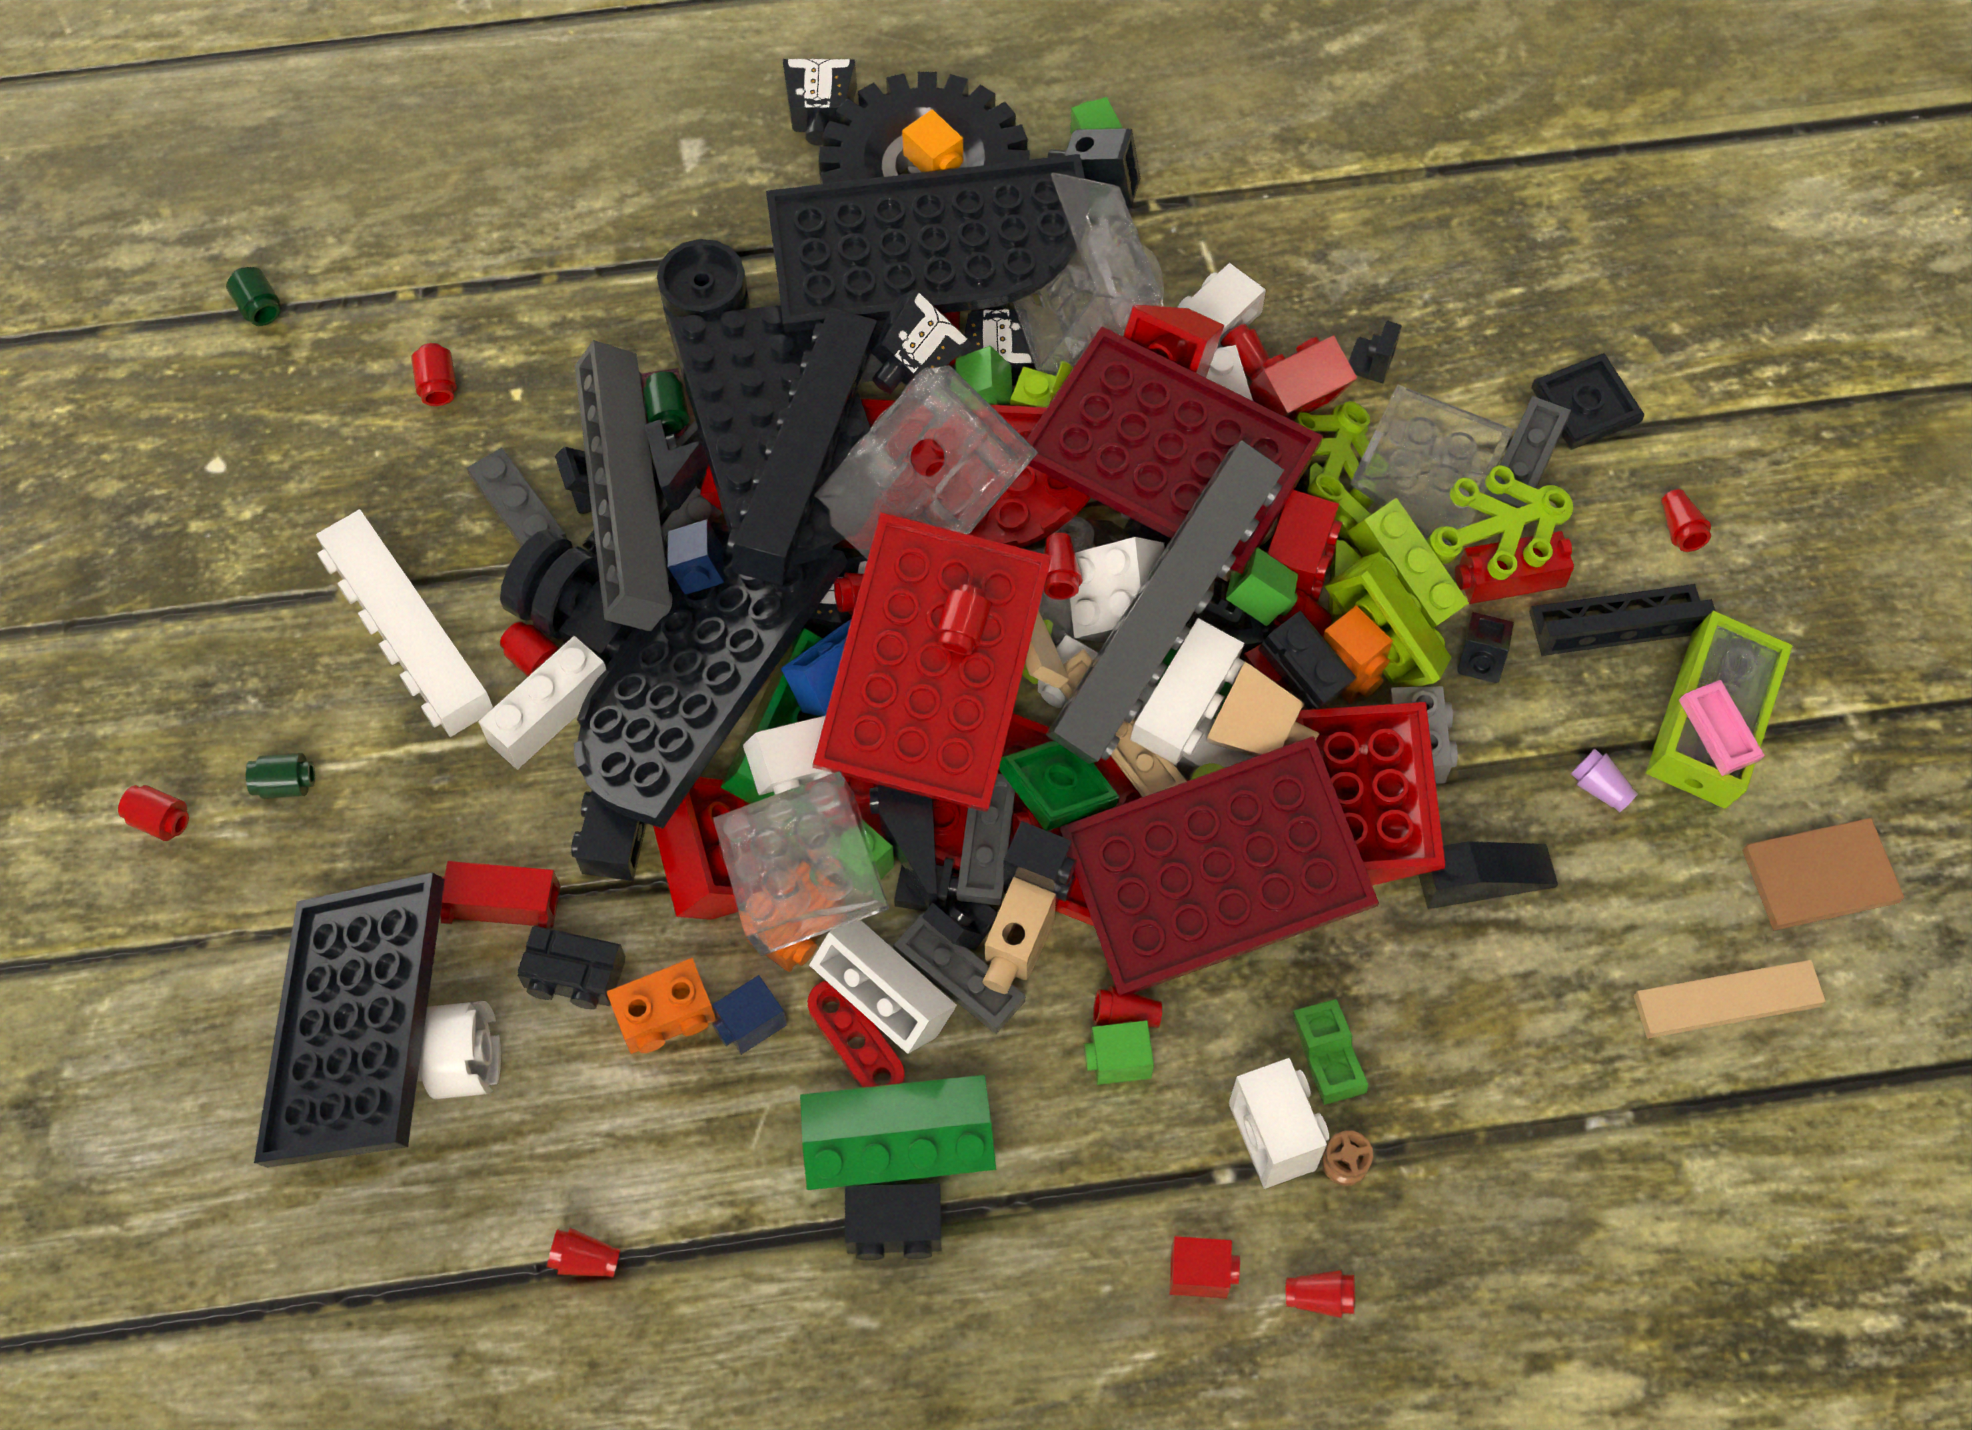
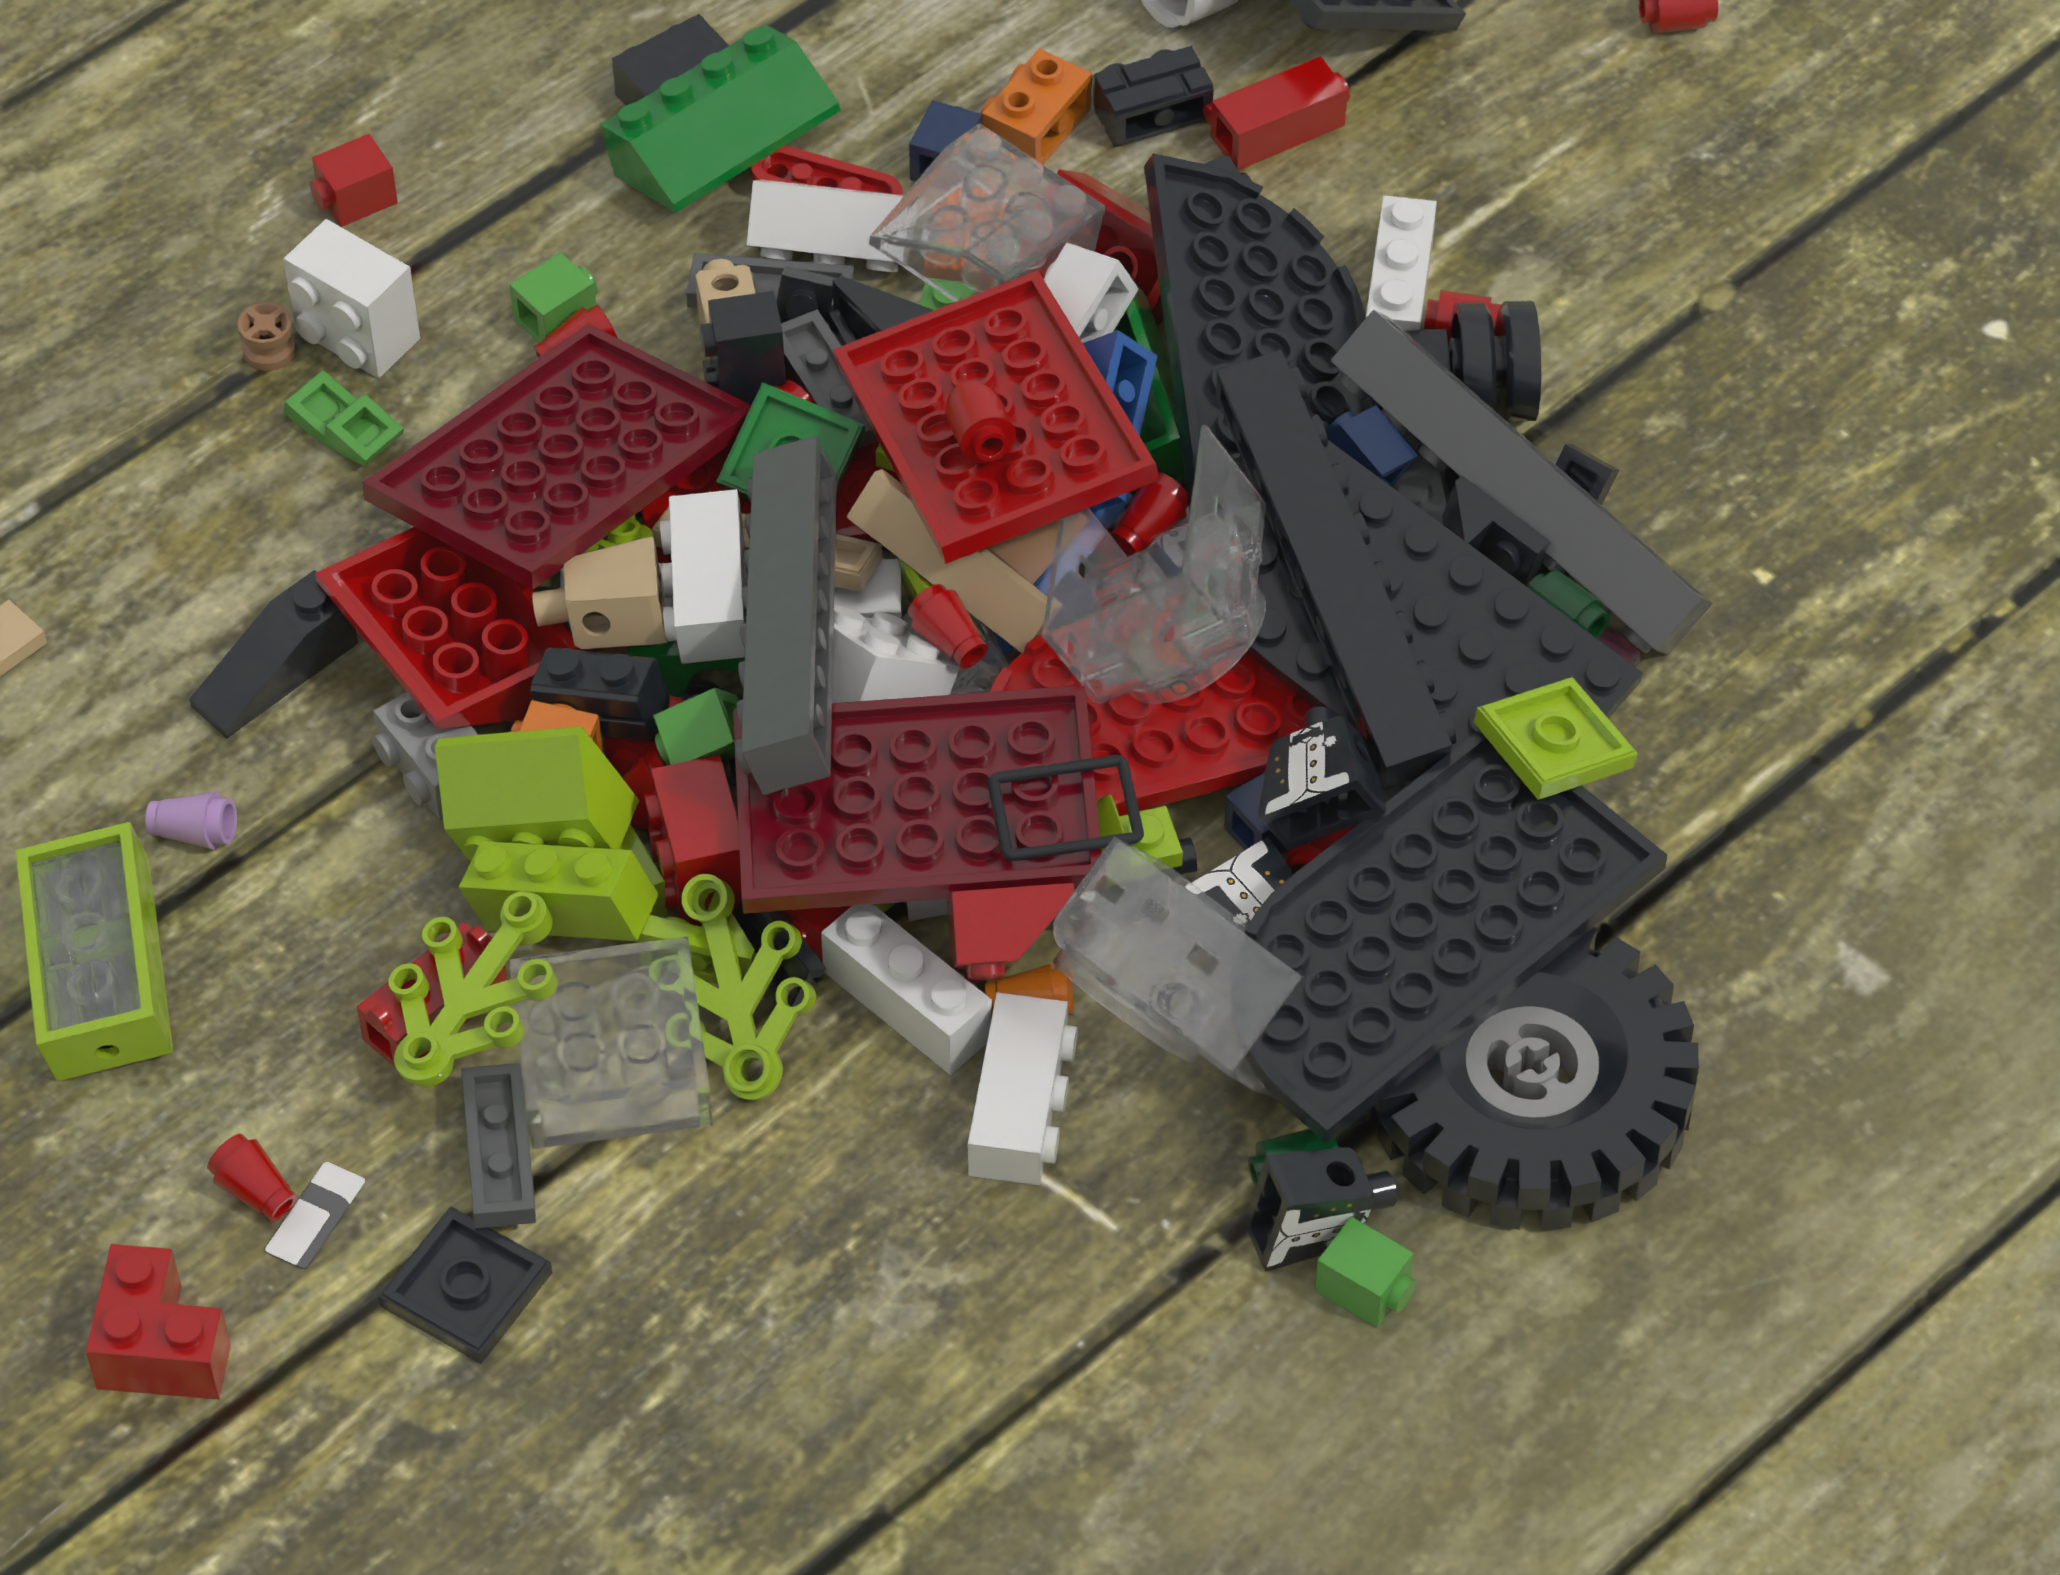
camera: 145 degrees right, 10 degrees down
(280, 776) = (1594, 92): dark green brick -> none
(404, 622) = (1623, 276): white brick -> none
(434, 374) = (1863, 521): red brick -> none
(512, 497) = (1642, 457): dark grey plate -> none
(702, 280) = (1673, 763): black wheel -> none
(764, 286) = (1555, 738): none -> lime tile
(816, 91) = (1764, 1106): torso -> none
(932, 144) = (1518, 1035): light orange brick -> none
(987, 374) = (1217, 822): bright green brick -> none
(1067, 332) = (1059, 769): none -> black piece
(1249, 348) = (938, 1083): red cone -> none
(1304, 380) = (834, 1032): brick -> none
(1322, 1293) = (221, 223): red cone -> none
(1374, 356) = (776, 1168): black bracket -> none
(1486, 647) = (415, 891): black bracket -> none
(1618, 626) = (252, 1005): black fence -> none
(1648, 494) = (315, 1215): none -> white sticker
(1721, 727) = (77, 882): bright pink tile -> none
(1795, 450) = (149, 1340): none -> red brick

